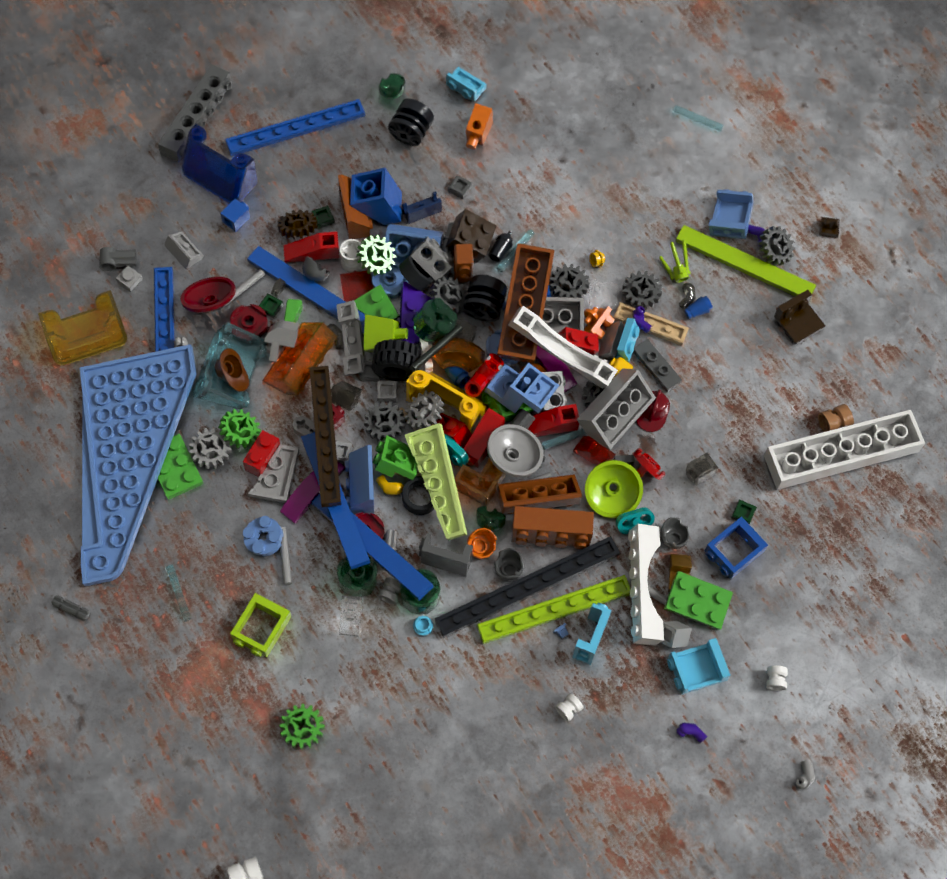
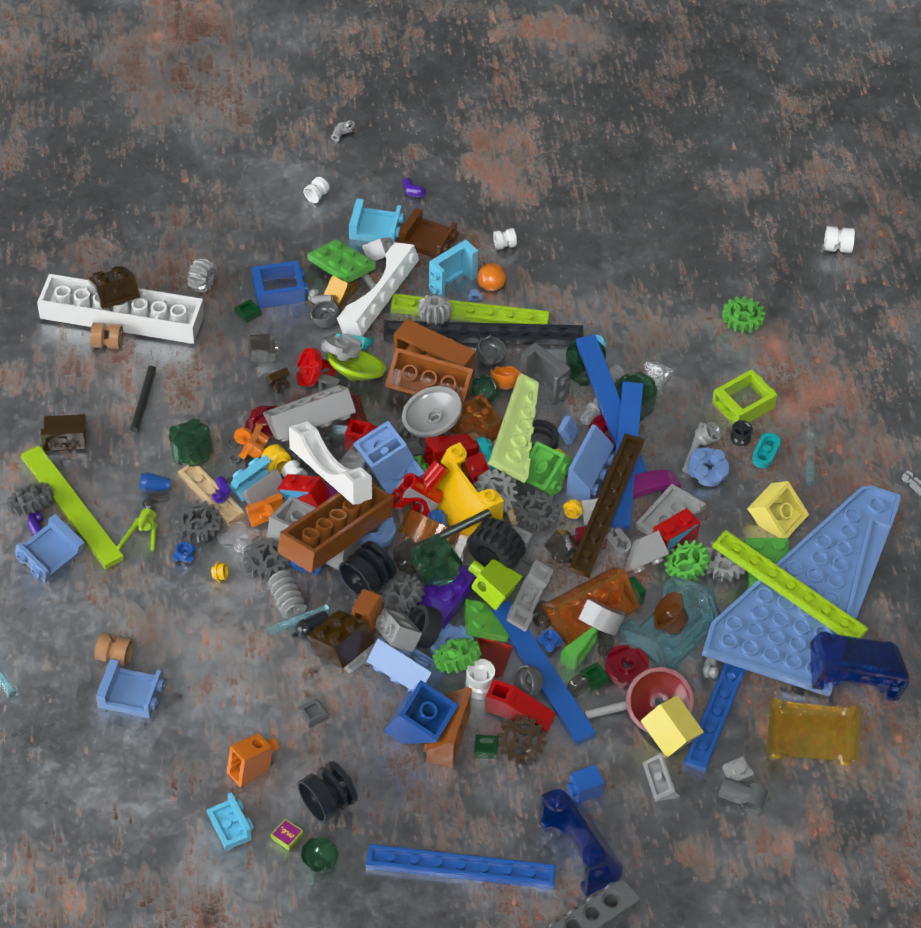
camera: 150 degrees left, 15 degrees down
(61, 386) = (858, 661): none -> clear blue windscreen
(144, 434) = (788, 586): none -> lime tile
(185, 518) = (778, 510): none -> light yellow slope
(188, 281) = (671, 726): none -> light yellow slope
(219, 579) = (764, 454): none -> teal plate
(248, 582) = (741, 433): none -> black wheel
(270, 386) = (638, 589): none -> dark green tile
(276, 567) = (708, 433): none -> light grey wheel
(278, 420) = (646, 550): none -> light grey slope
(318, 313) = (552, 635): none -> blue plate
(357, 439) = (573, 509): none -> yellow plate
(399, 514) = (568, 430): none -> medium blue tile
(422, 208) = (371, 702): dark blue hinge -> none
(425, 96) = (287, 834): none -> tile
(557, 657) = (491, 277): none -> orange hair
(574, 577) = (434, 309): none -> light grey gear
(596, 144) = (129, 690): none -> medium blue panel
(621, 161) = (110, 647): none -> medium nougat wheel
(637, 259) = (184, 547): none -> blue plate
(640, 500) = (344, 347): none -> light grey plate
(642, 677) = (427, 236): none -> reddish brown panel
(645, 366) = (252, 442): none -> orange hips
(670, 450) = (278, 377): none -> dark brown tile
(693, 346) = (190, 443): none -> clear green brick
(693, 551) = (315, 298): none -> light grey arm
(764, 382) = (143, 398): none -> pearl dark grey bar
(804, 518) = (201, 275): none -> light grey gear
(862, 448) = (114, 286): none -> dark brown bracket

